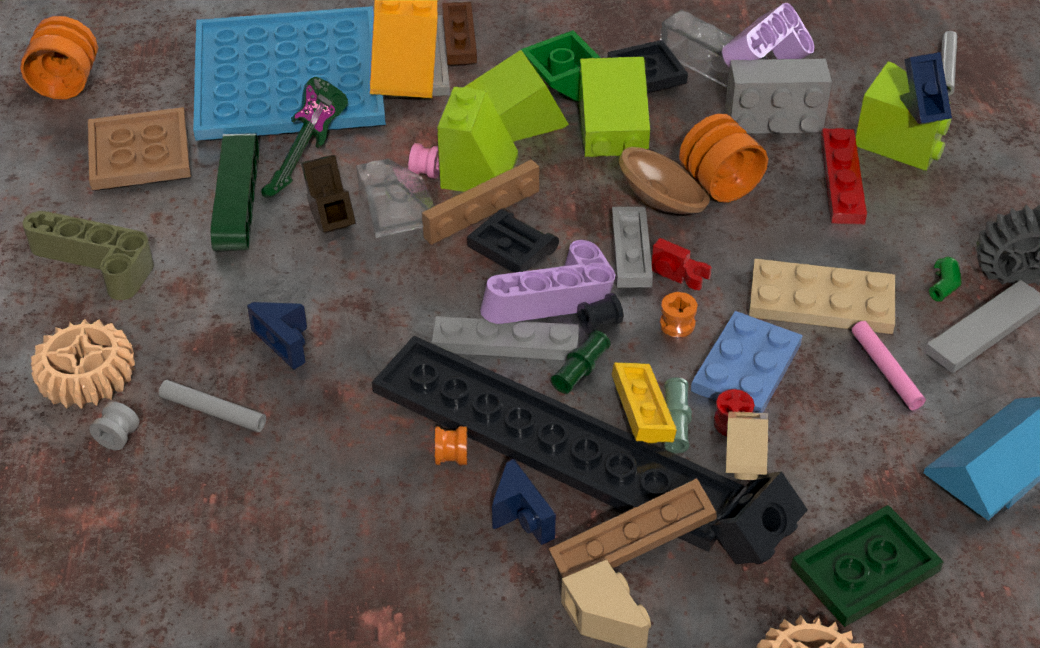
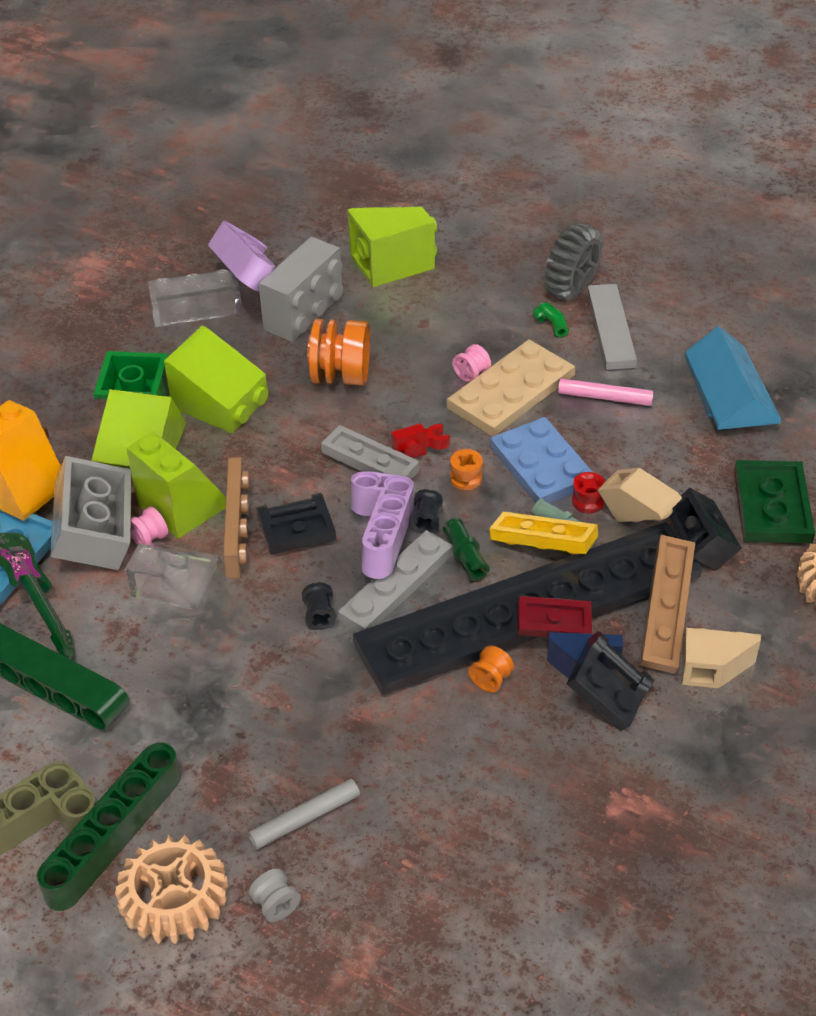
camera: 55 degrees left, 0 degrees up
(120, 298) = (105, 842): none -> dark green beam
(280, 328) = (254, 725): dark blue slope -> none
(326, 196) = (131, 616): dark brown brick -> none
(396, 116) = (91, 513): none -> light grey brick
(430, 301) = (319, 609): none -> black bush
(484, 534) = (603, 688): none -> black plate
(535, 454) = (543, 615): none -> dark red plate
(661, 65) = (169, 333): black plate -> none
(662, 182) = (328, 401): medium nougat dish -> none
(816, 250) = (471, 363): none -> bright pink wheel
(843, 176) = (402, 309): red plate -> none
(928, 89) = (415, 208): dark blue slope -> none
(948, 54) = (339, 190): light grey piece -> none

